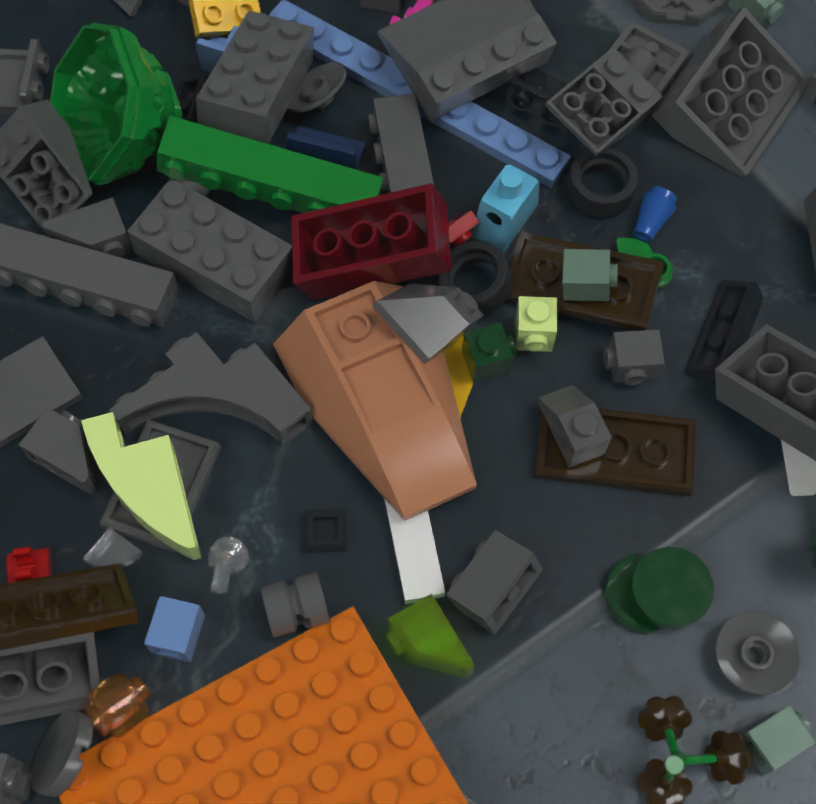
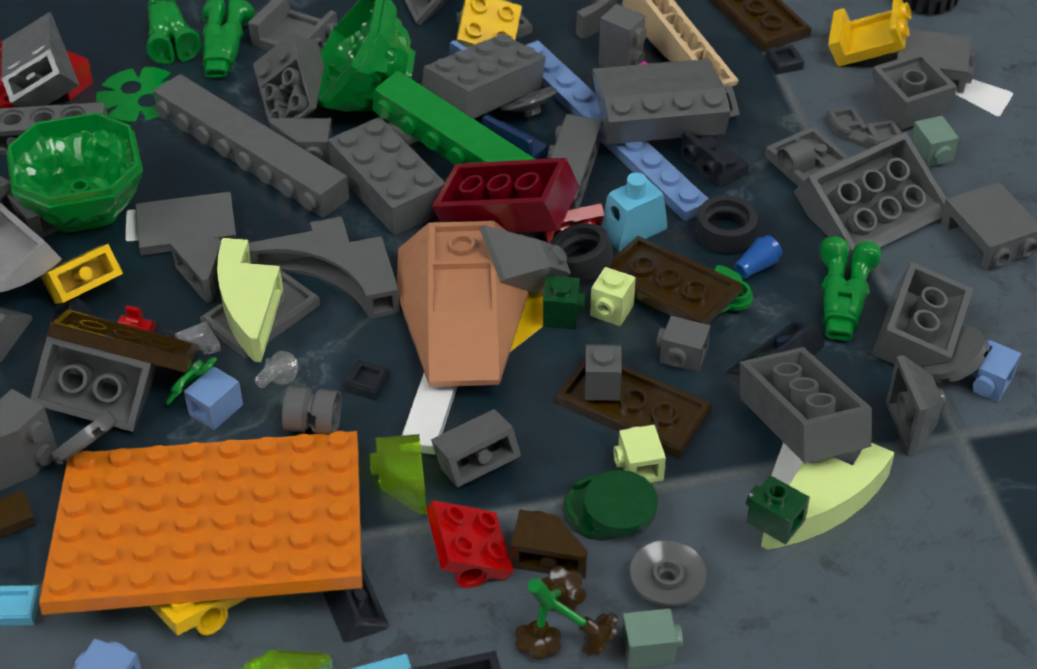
camera: 25 degrees right, 20 degrees down
(118, 705) = (142, 426): clear orange head -> none
(150, 605) = (193, 374): none -> green plate
(545, 703) = (469, 543): none -> red plate
(588, 275) = (669, 269): sand green brick -> none
(604, 102) = (753, 166): dark grey slope -> none
(621, 669) = (546, 542): none -> dark brown slope
(659, 515) = (641, 452): none -> yellowish green brick
(758, 231) = (842, 298): none -> green piece

